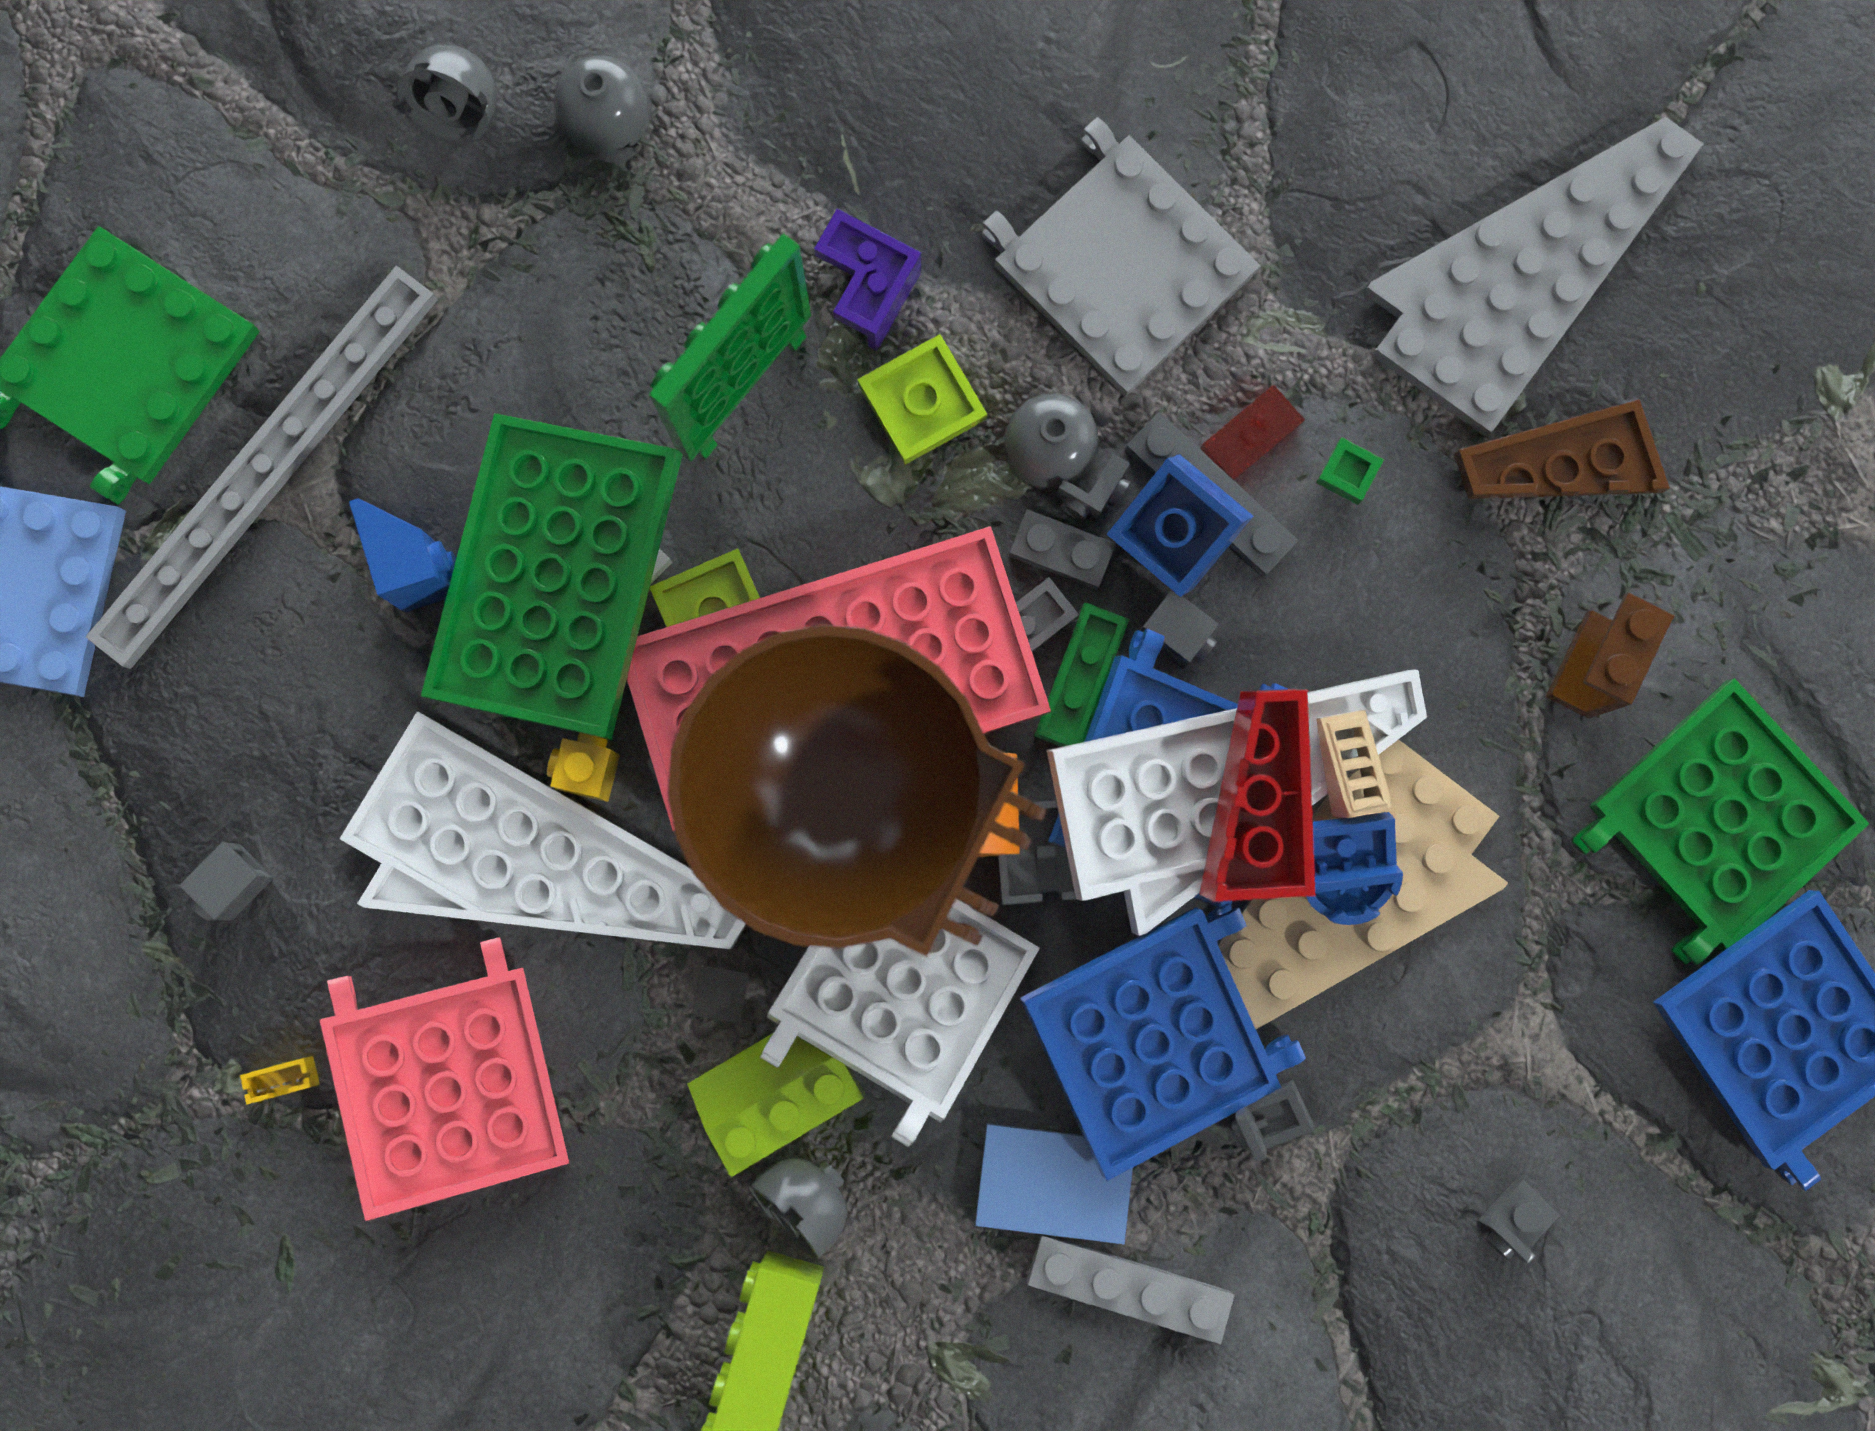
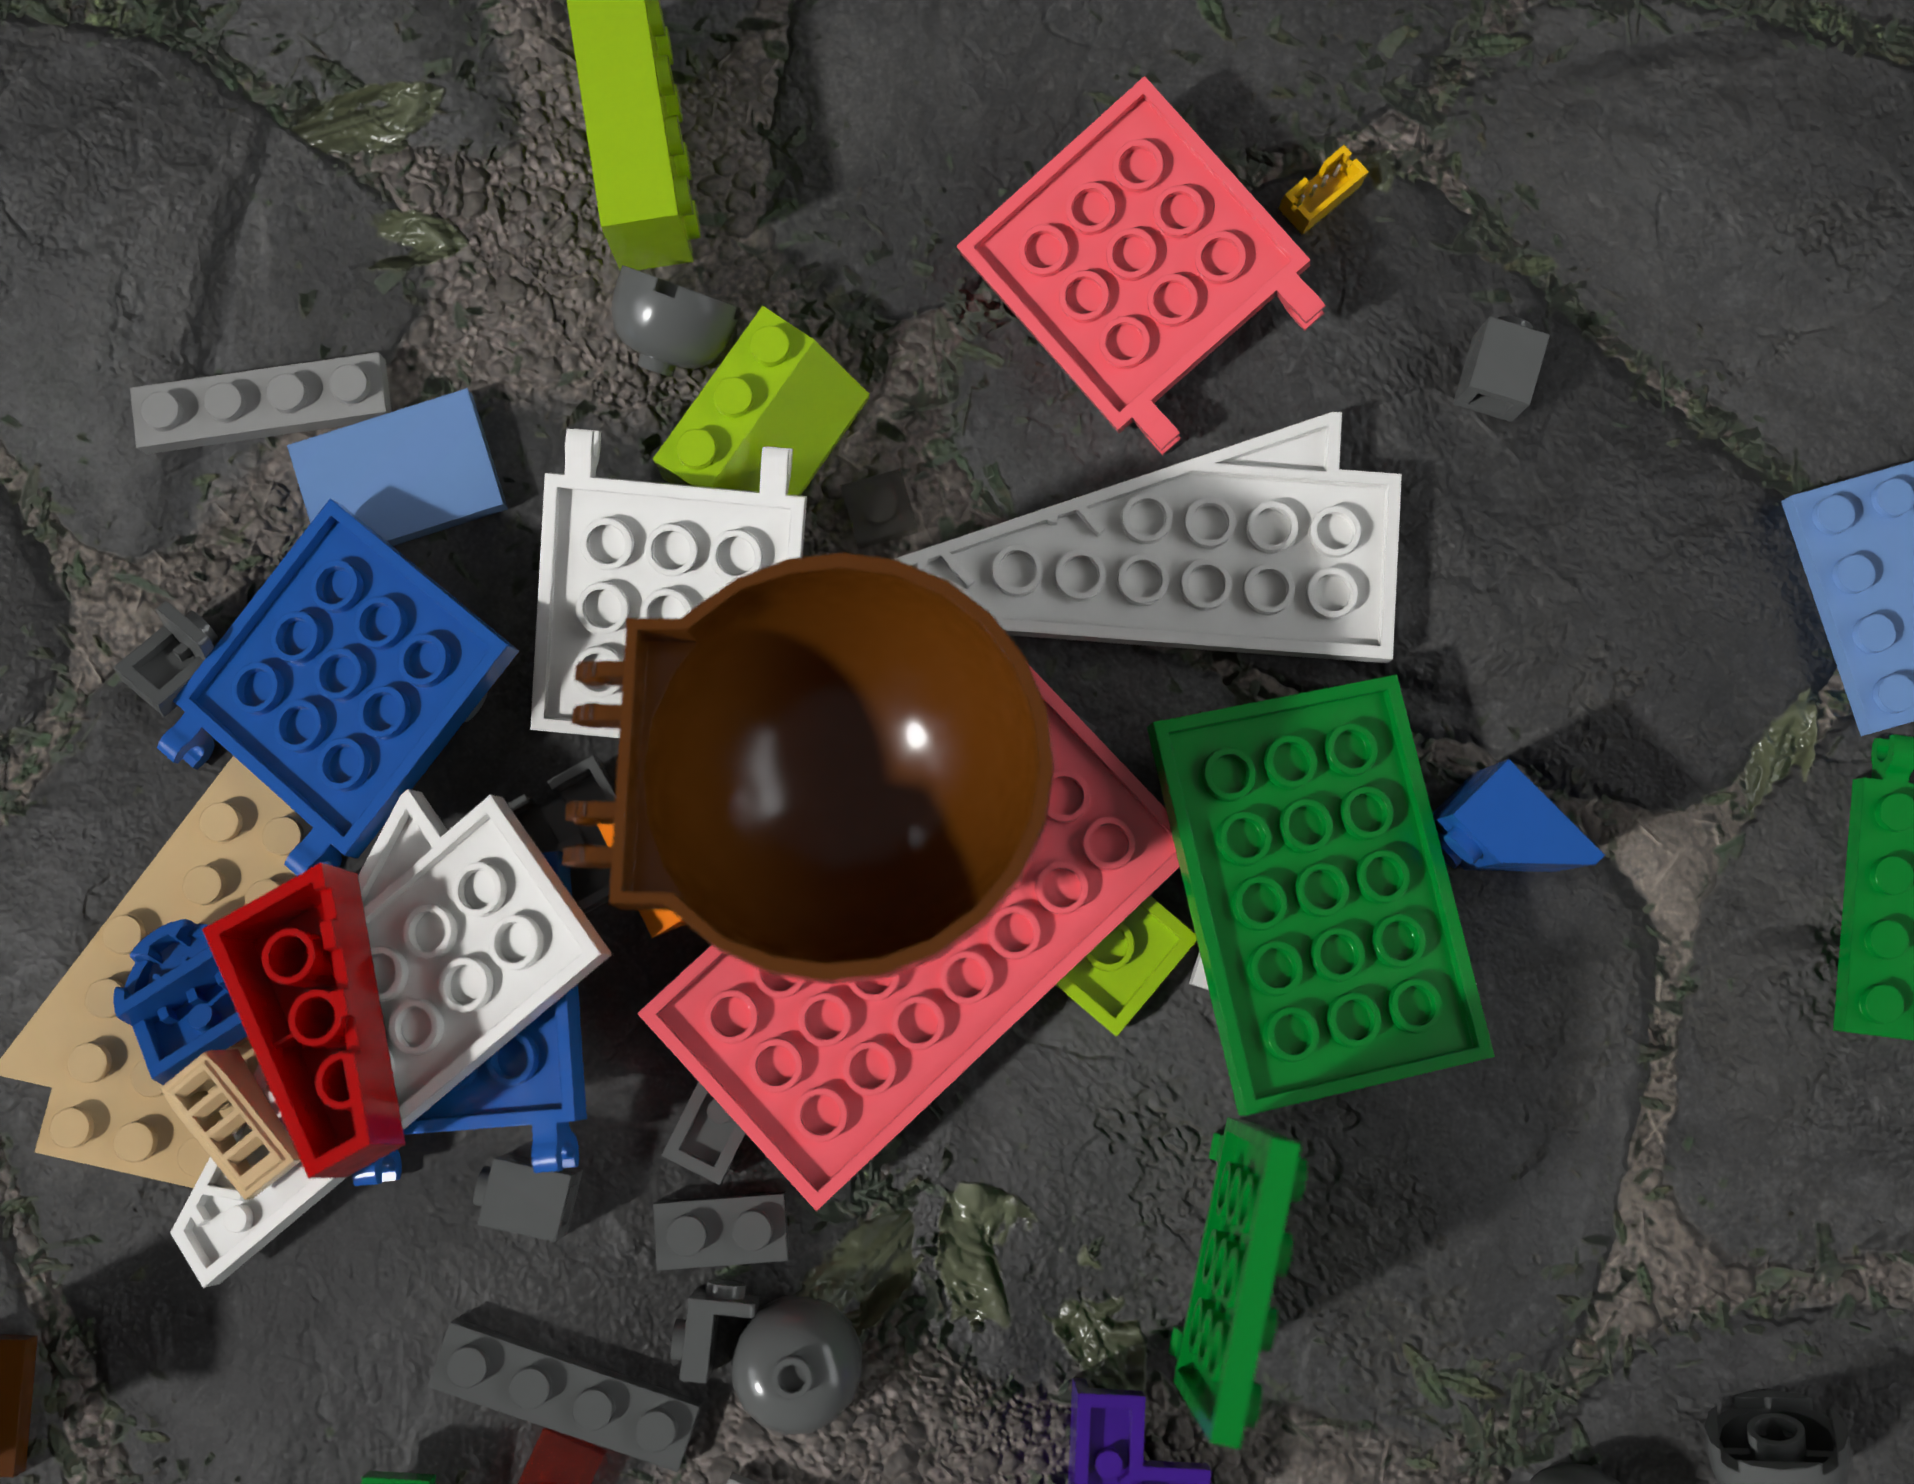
camera: 155 degrees right, 0 degrees up
(261, 468) = (1731, 871): light grey plate -> none
(583, 767) = (1165, 682): yellow brick -> none
(922, 399) = (983, 1341): lime plate -> none
(1081, 676) = (625, 1082): green tile -> none
(1179, 525) = (578, 1329): blue brick -> none

